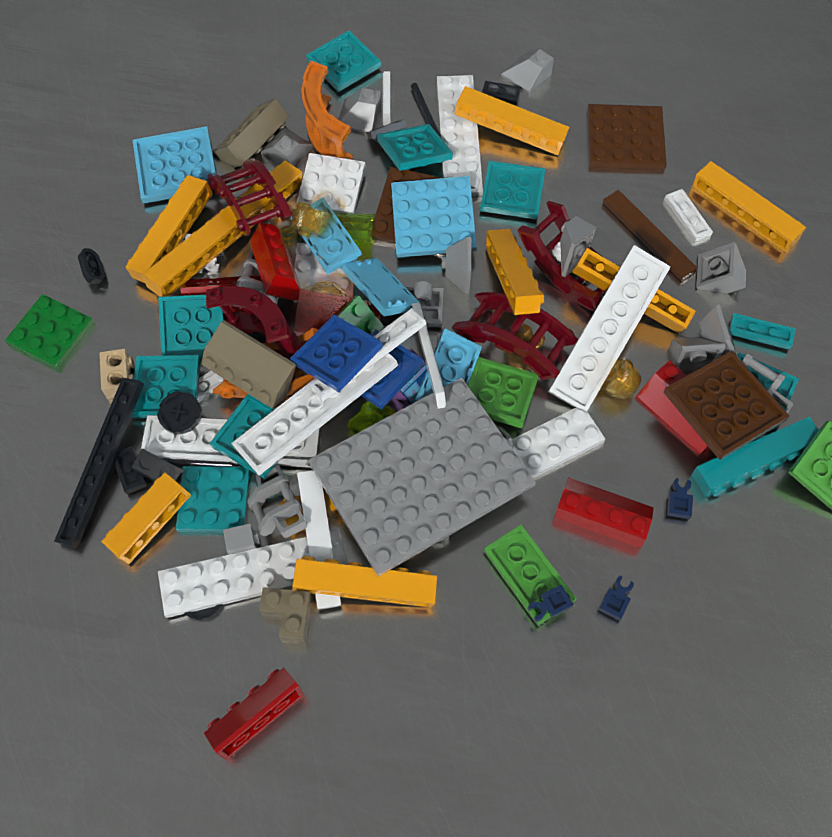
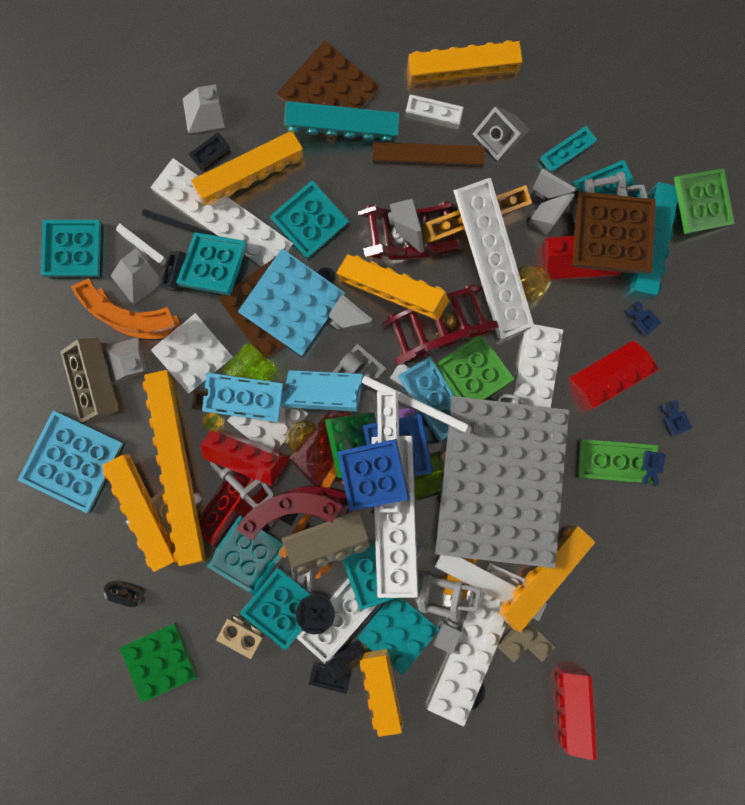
camera: 55 degrees left, 20 degrees up
(99, 463) = (311, 696): black plate -> none
(258, 175) = (158, 412): dark red fence -> none
(309, 220) = (229, 403): clear yellow cone -> none
(480, 231) = (327, 273): none -> black plate
(610, 152) = (341, 120): none -> teal brick

